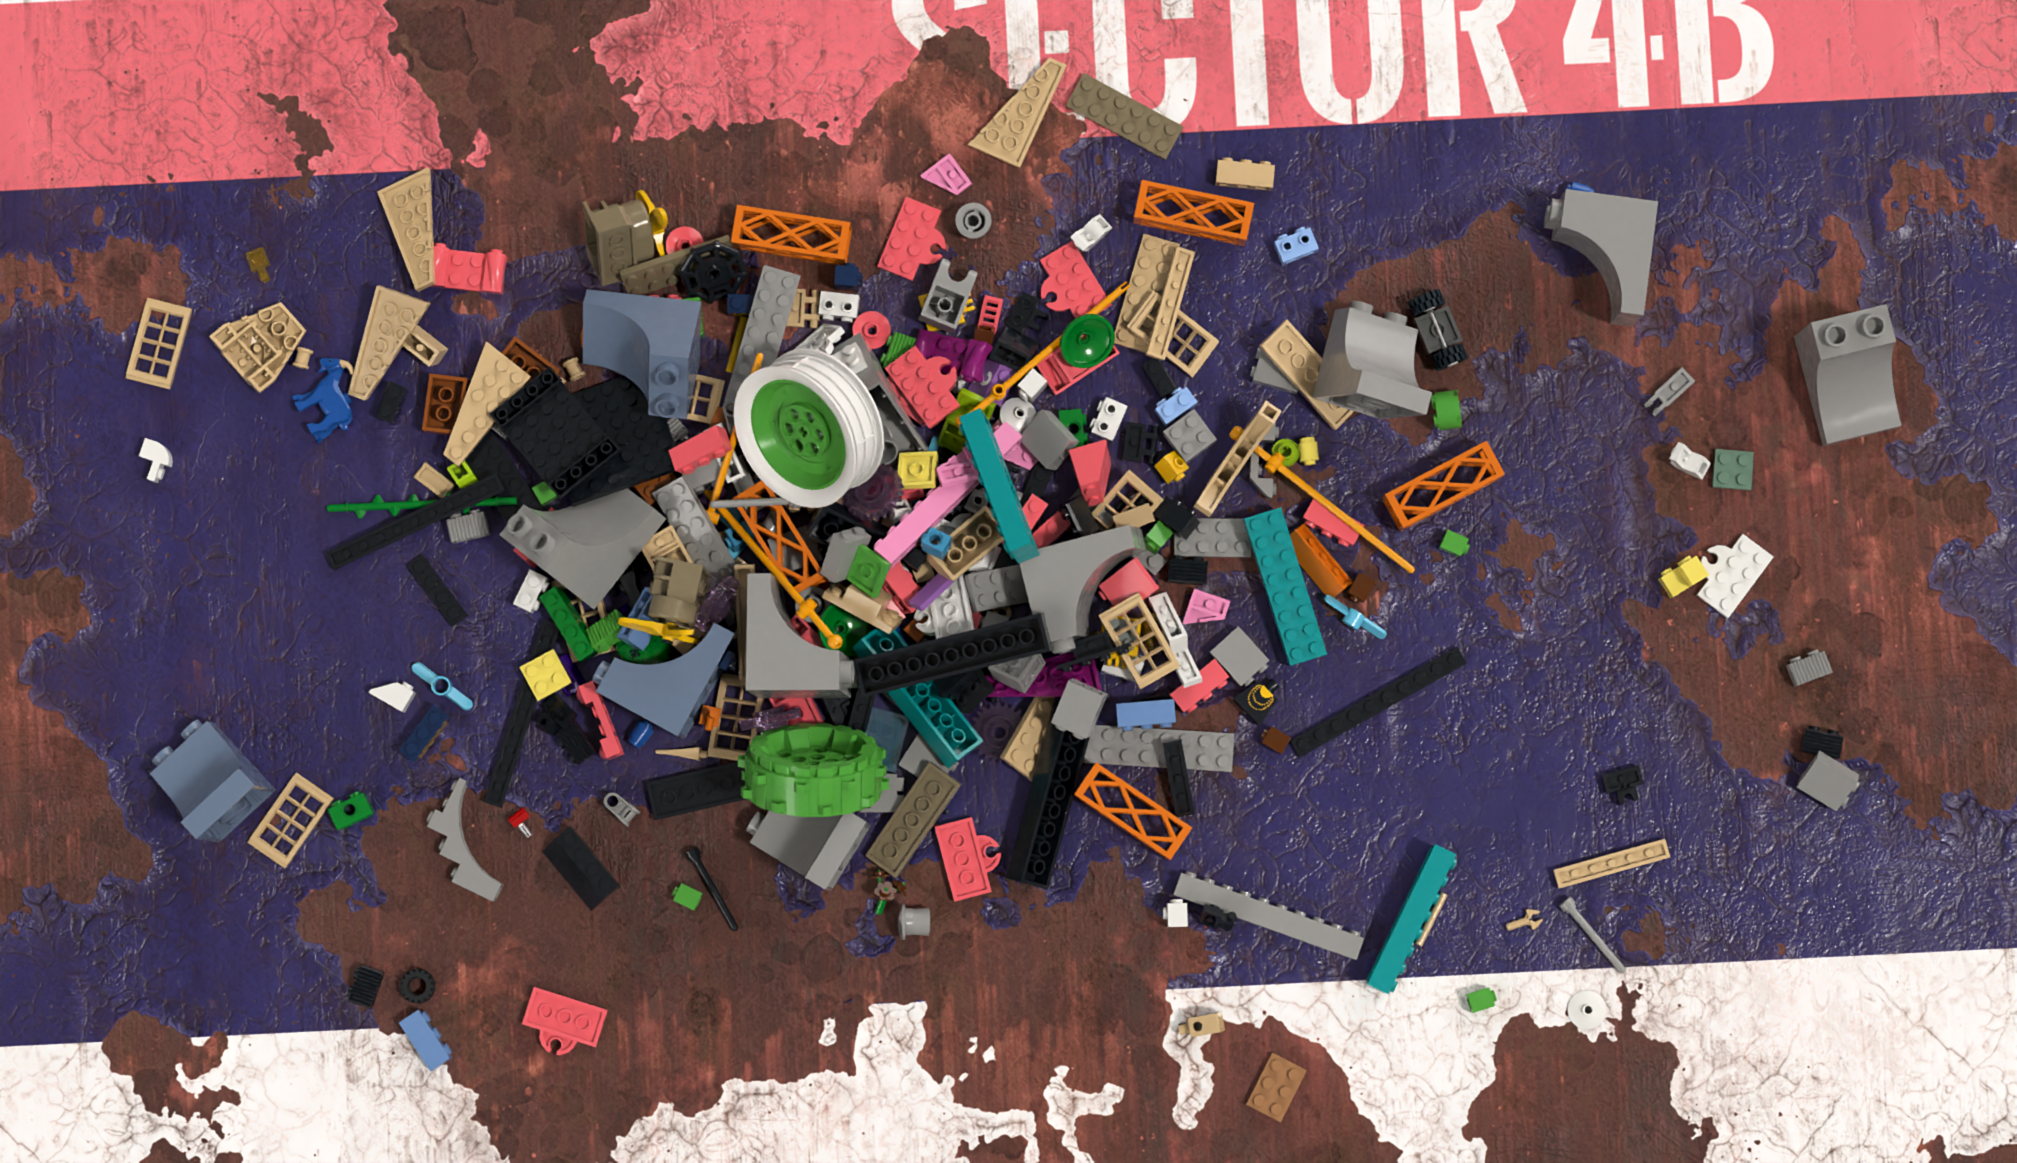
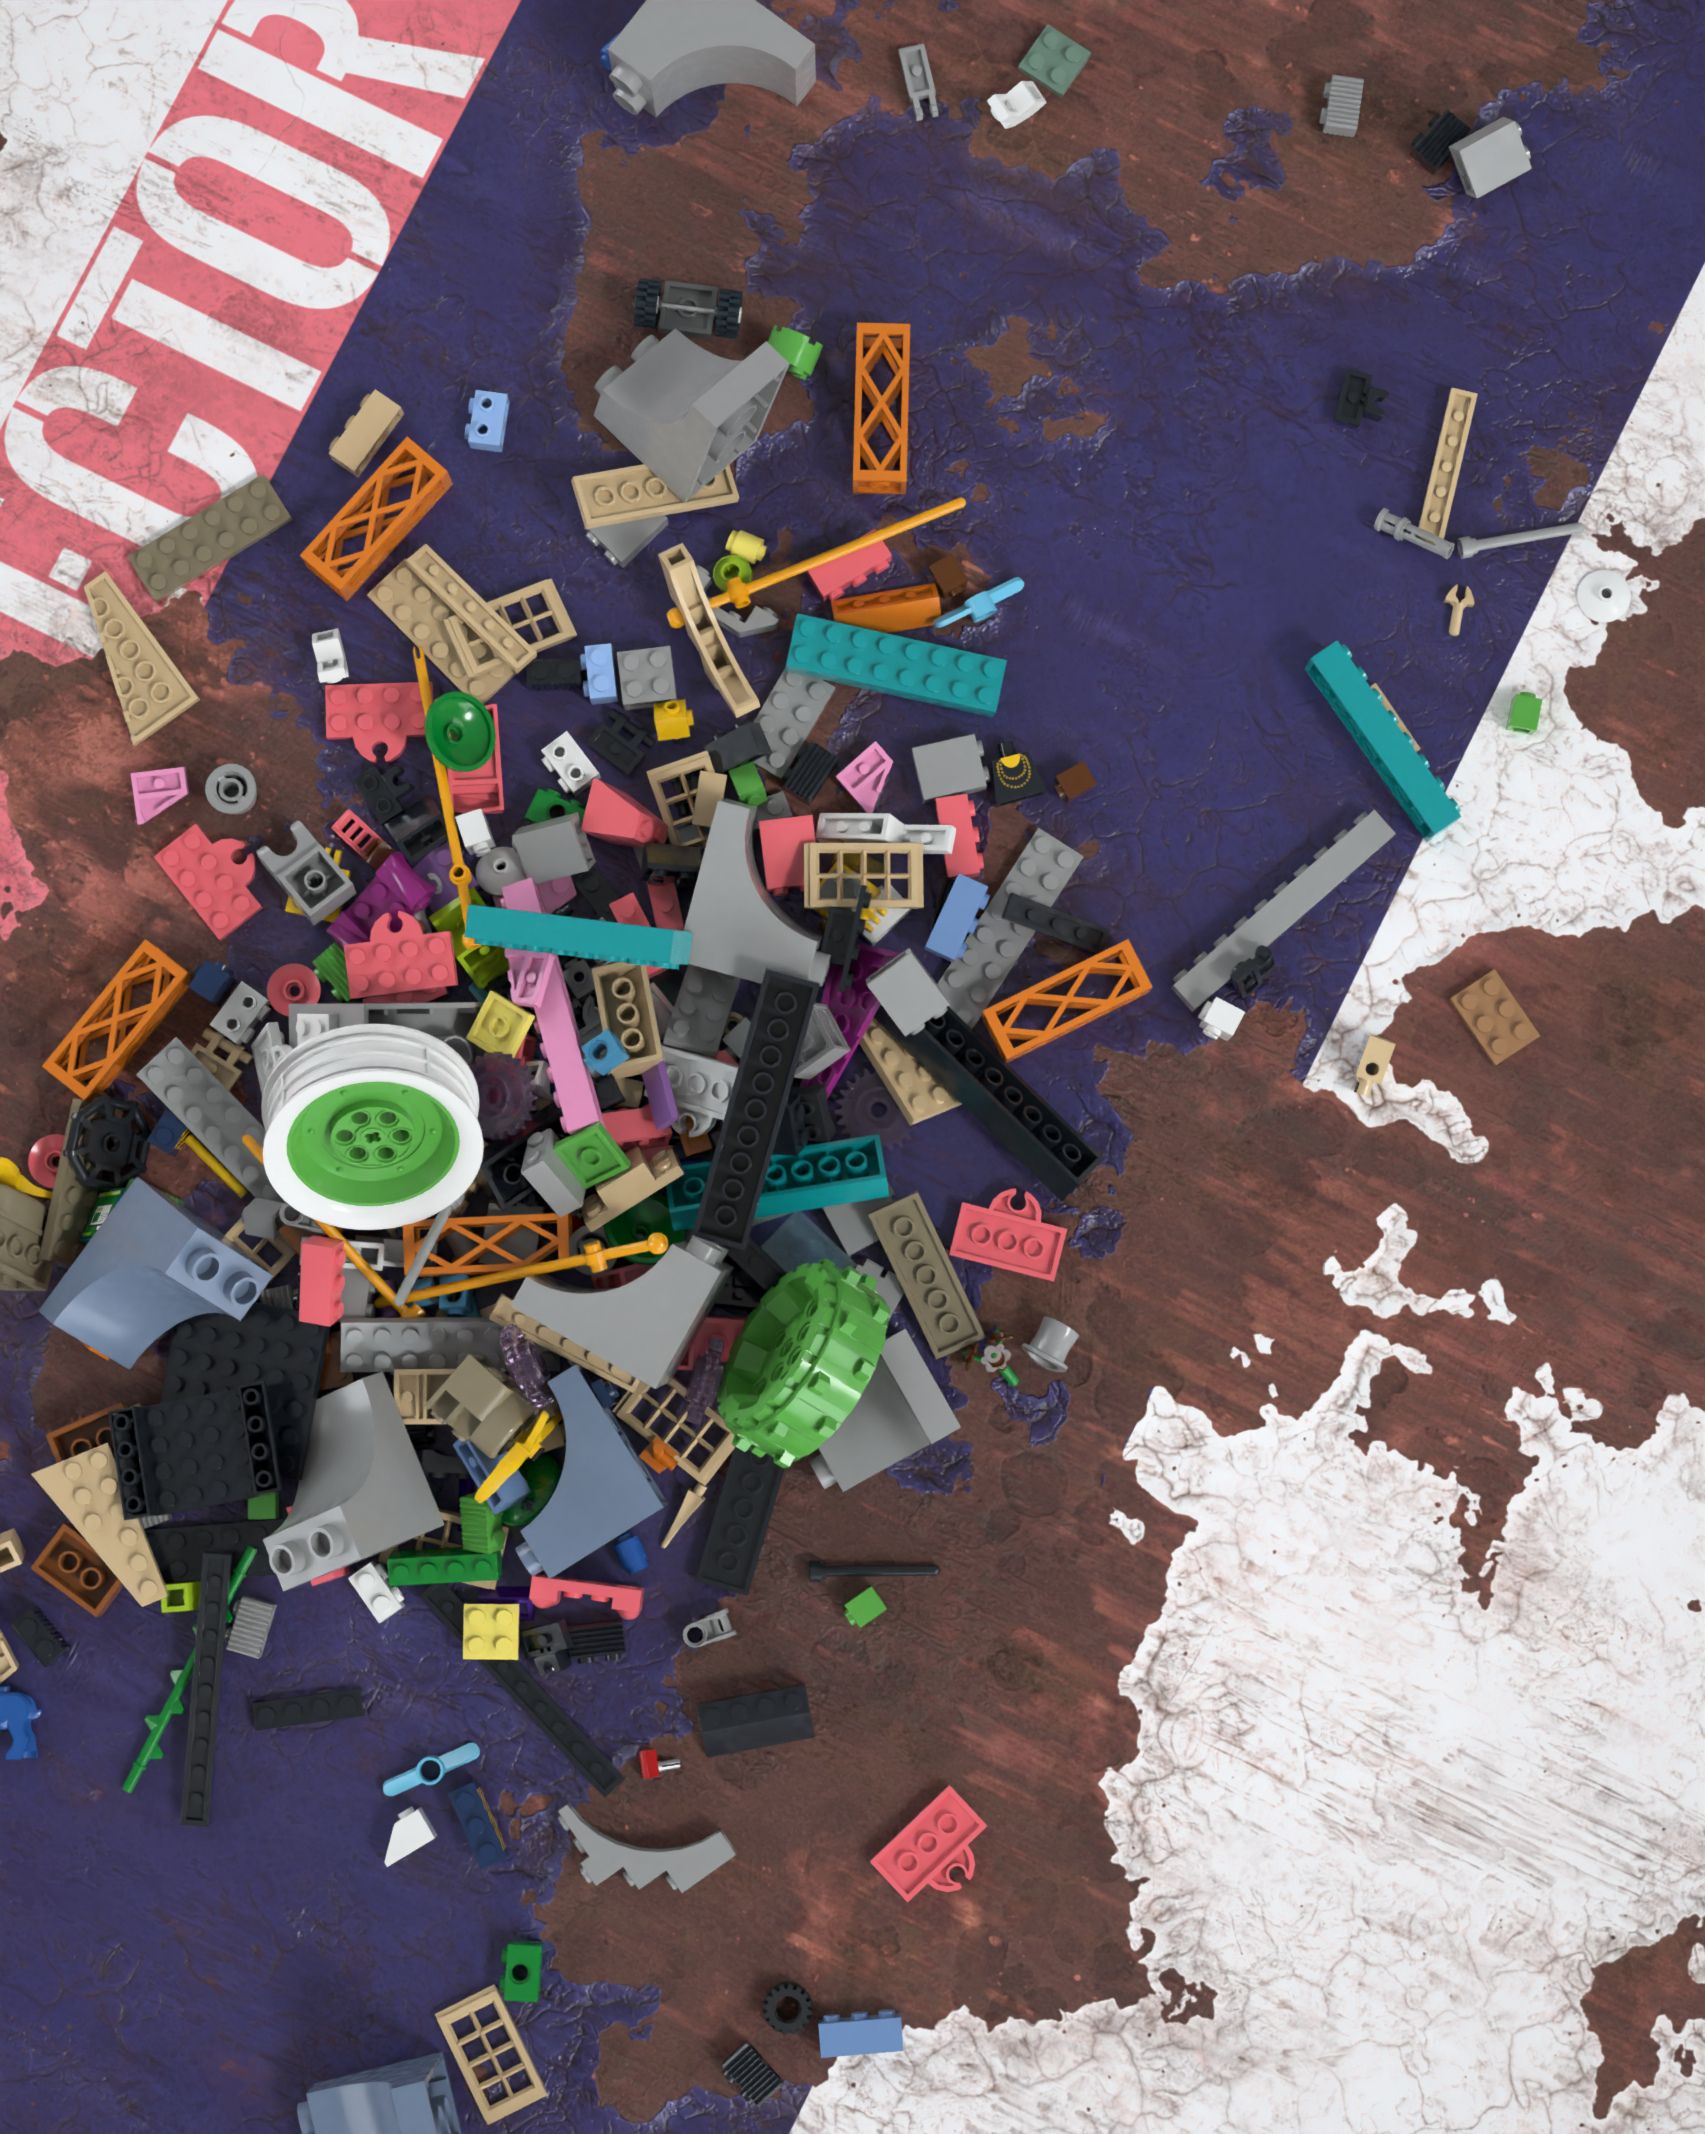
camera: 65 degrees left, 0 degrees up
(434, 480) = (168, 1637): tan tile -> none
(574, 369) = (130, 1385): tan bush -> none
(673, 291) = (103, 1206): none -> tile
(719, 392) = (262, 1218): none -> light grey brick
(1378, 702) = (1097, 635): black plate -> none
(1454, 544) = (957, 436): bright green brick -> none
(1555, 857) = (1401, 529): none -> light grey pin
(1687, 574) = (1150, 182): light yellow brick -> none
(1732, 574) = (1178, 132): white plate -> none

